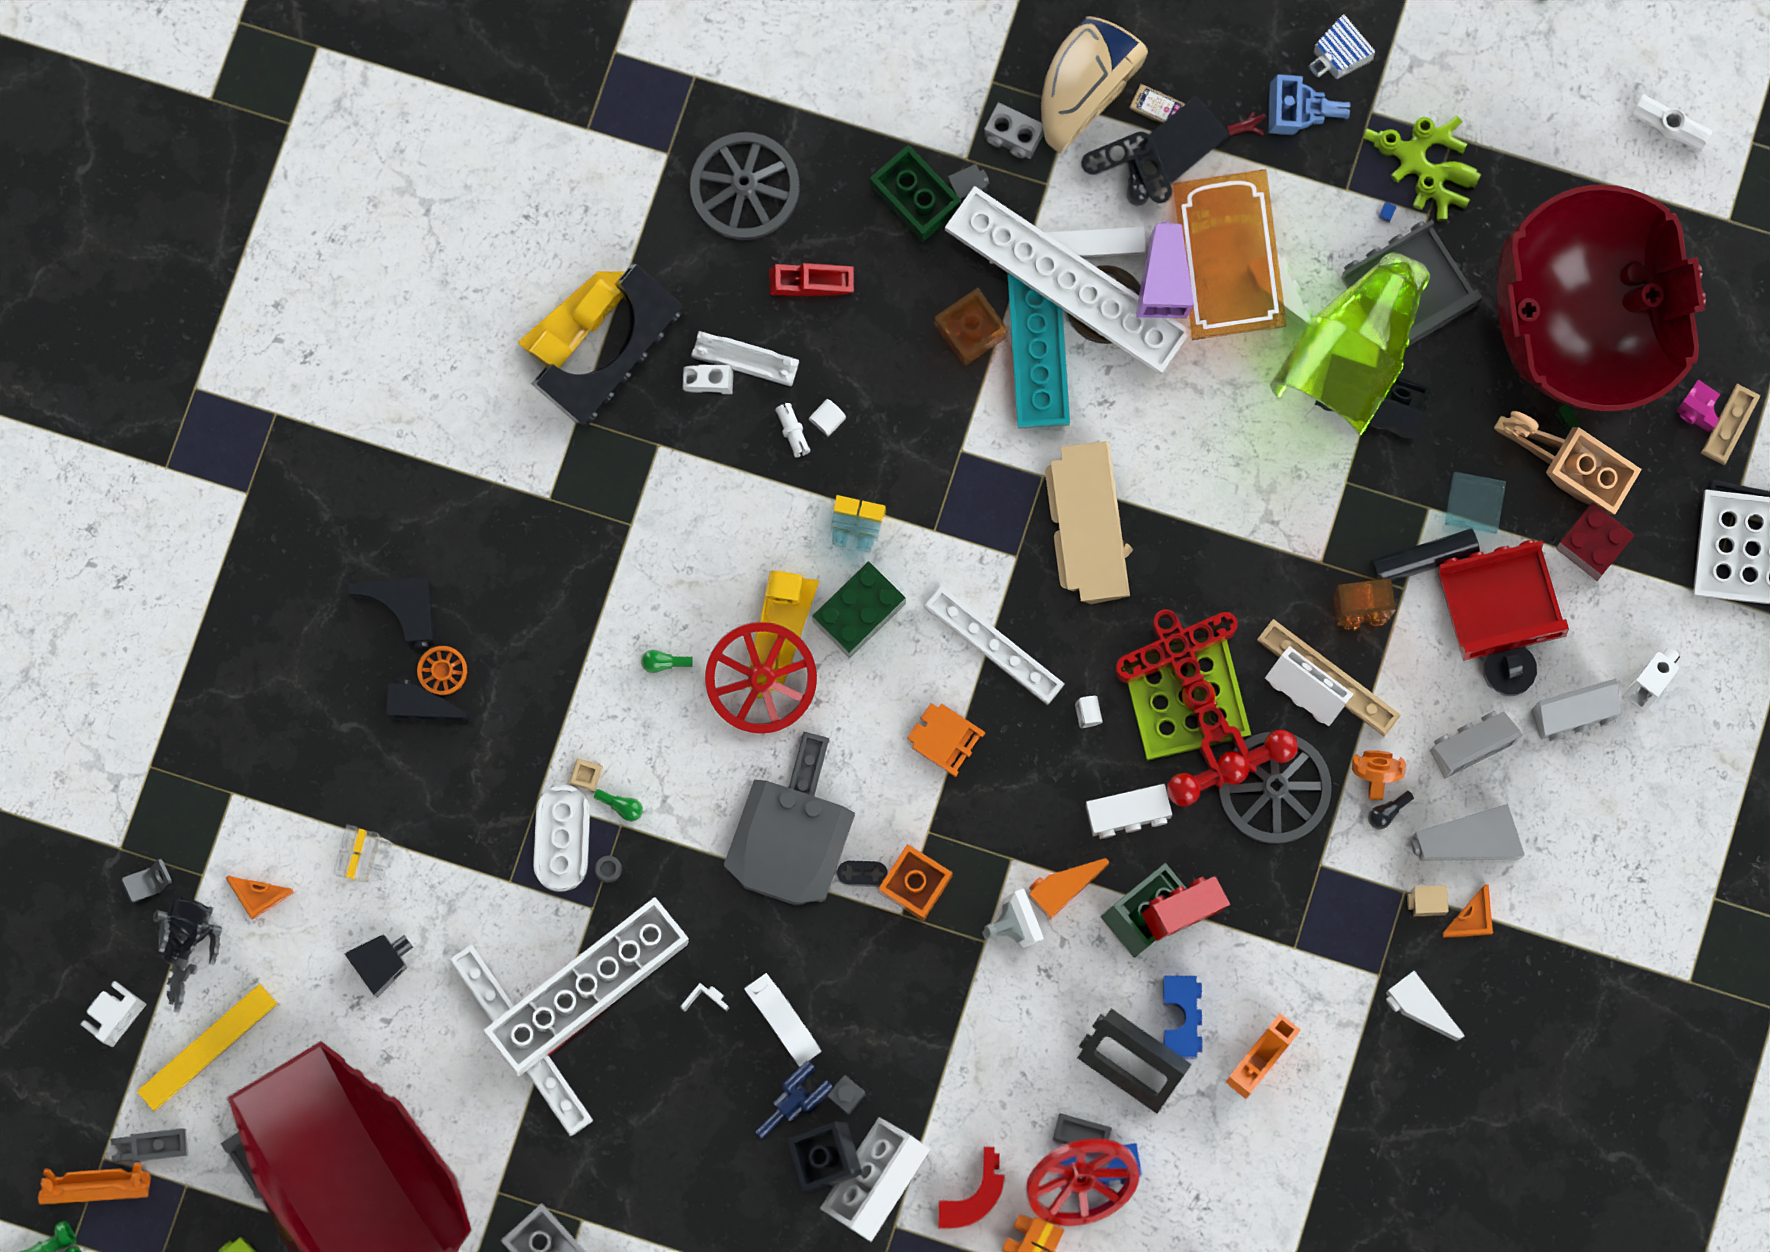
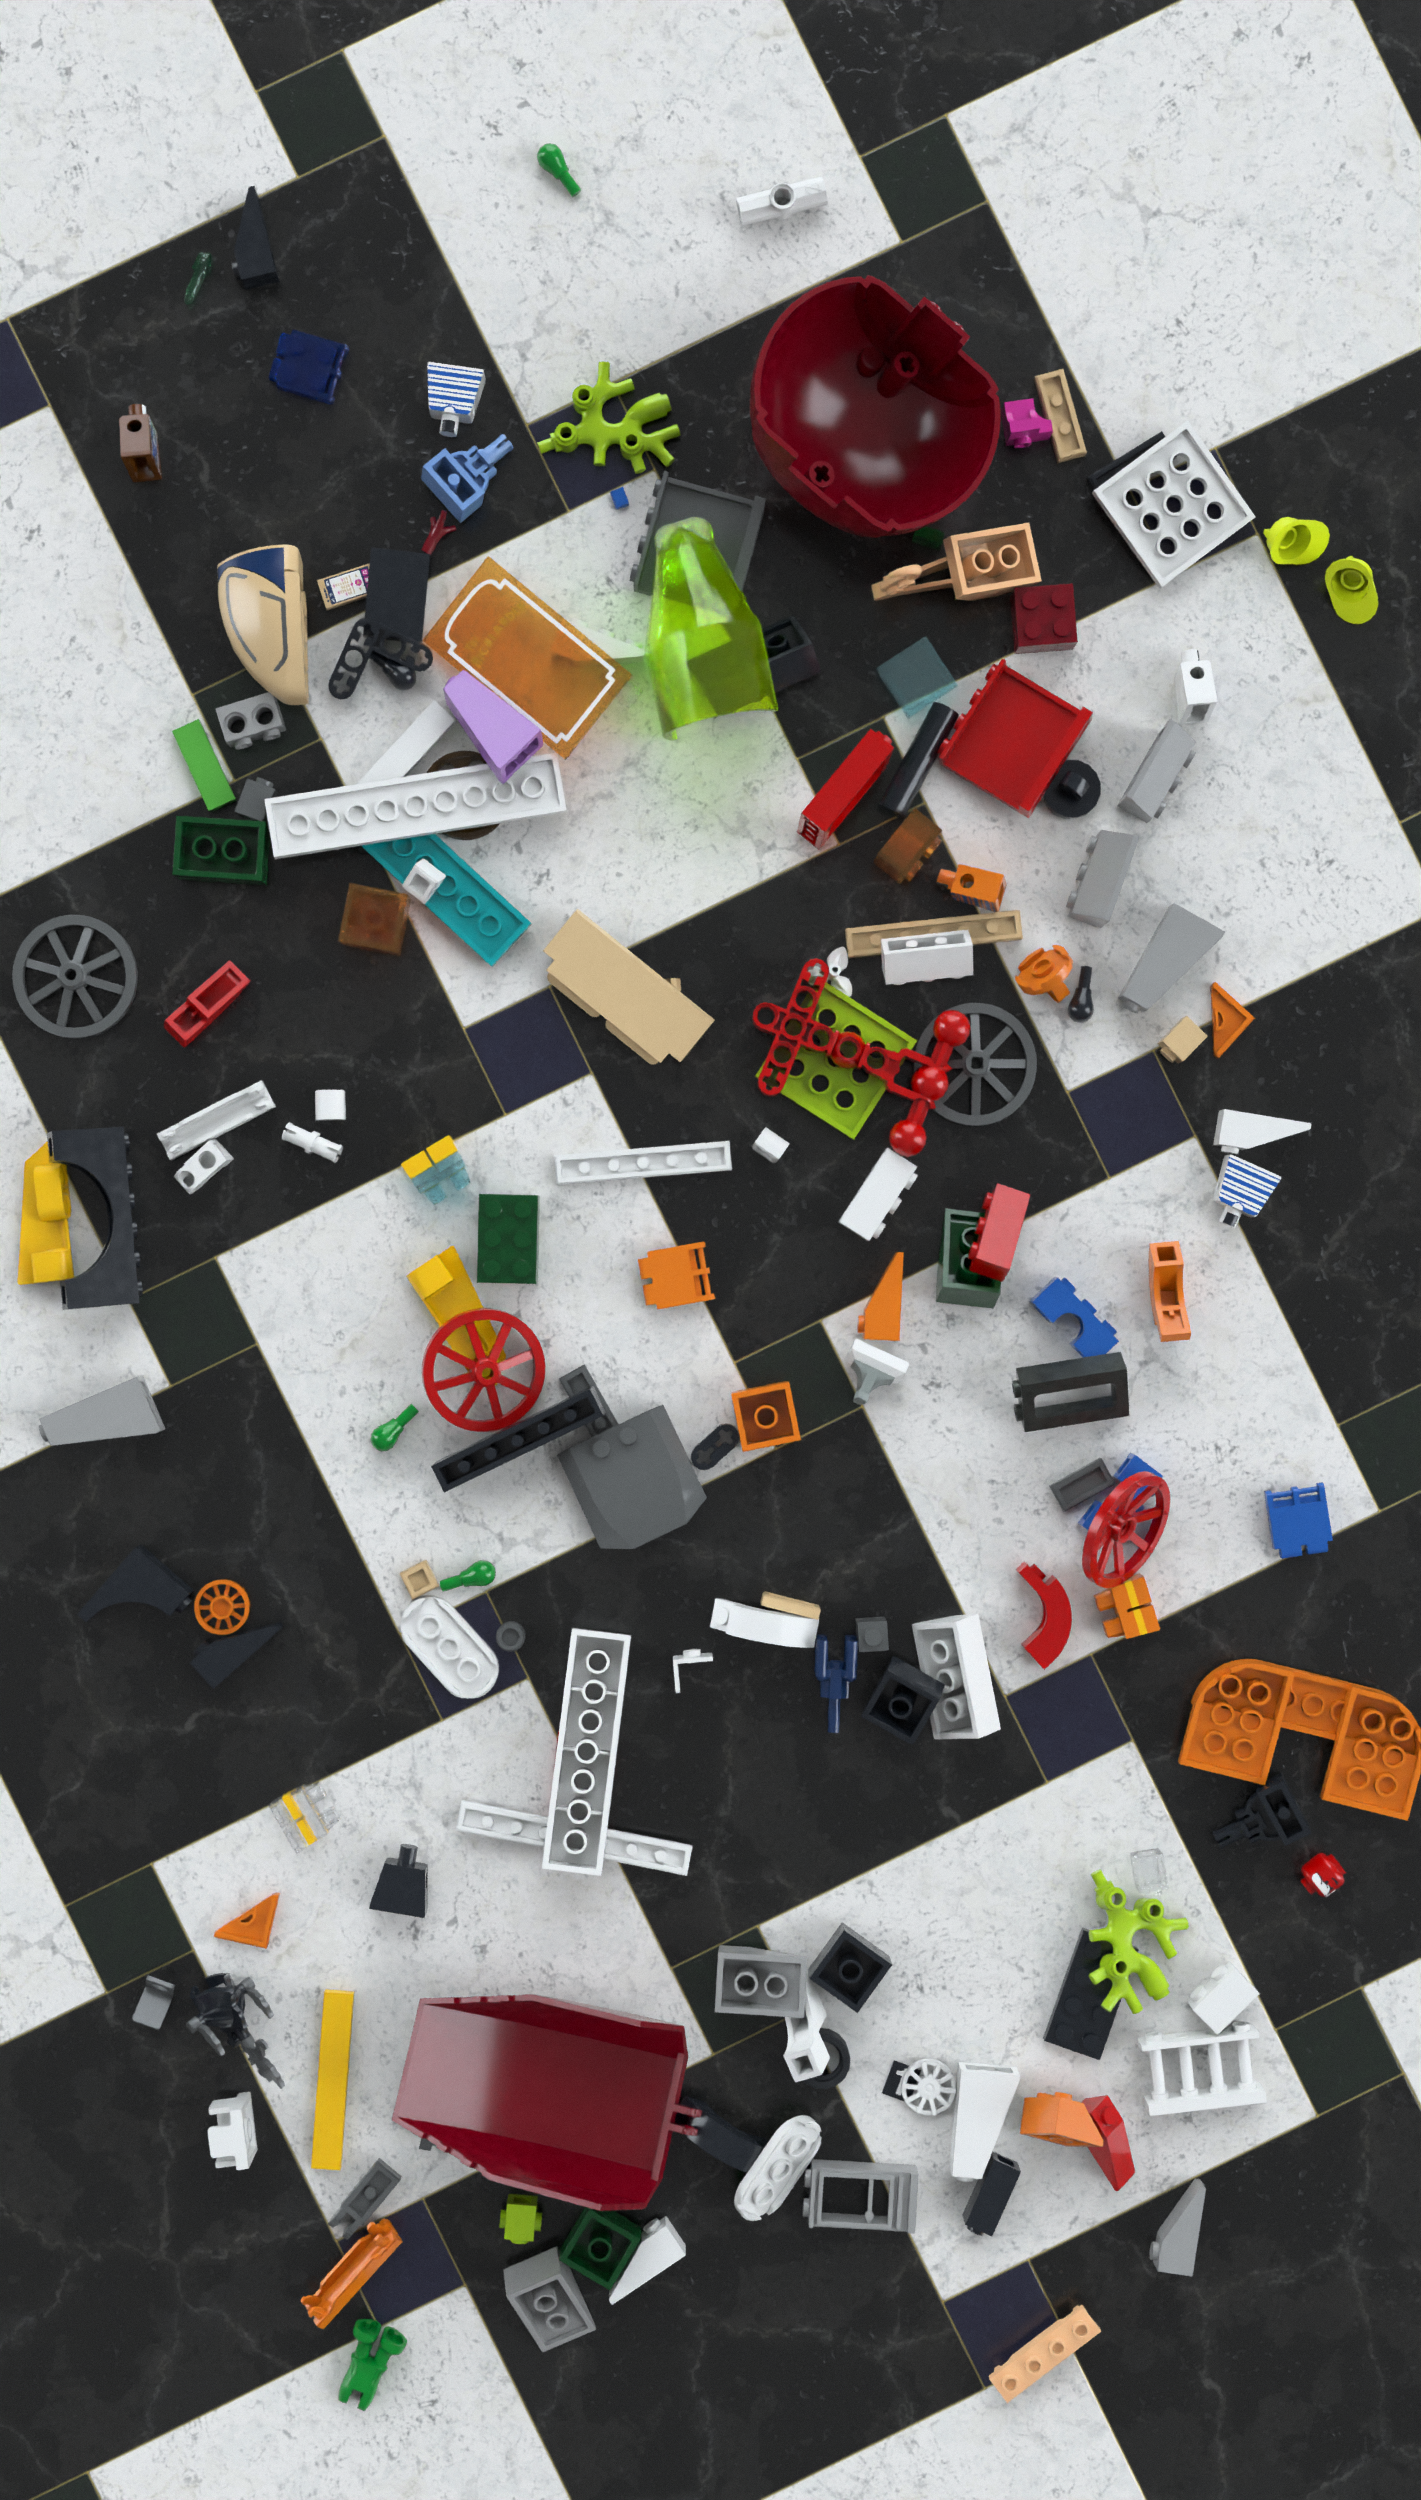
camera: 40 degrees left, 10 degrees up
(492, 477) = (107, 1415): none -> light grey slope
(740, 742) = (518, 1439): none -> black brick
(811, 1024) = (790, 1605): none -> tan tile
(956, 132) = (204, 765): none -> bright green tile
(1026, 331) = (423, 880): none -> white slope
(1244, 636) = (836, 962): none -> white plant
(1356, 524) = (845, 788): none -> red window
(1377, 1038) = (1242, 1189): none -> torso
(1384, 671) = (984, 893): none -> orange torso

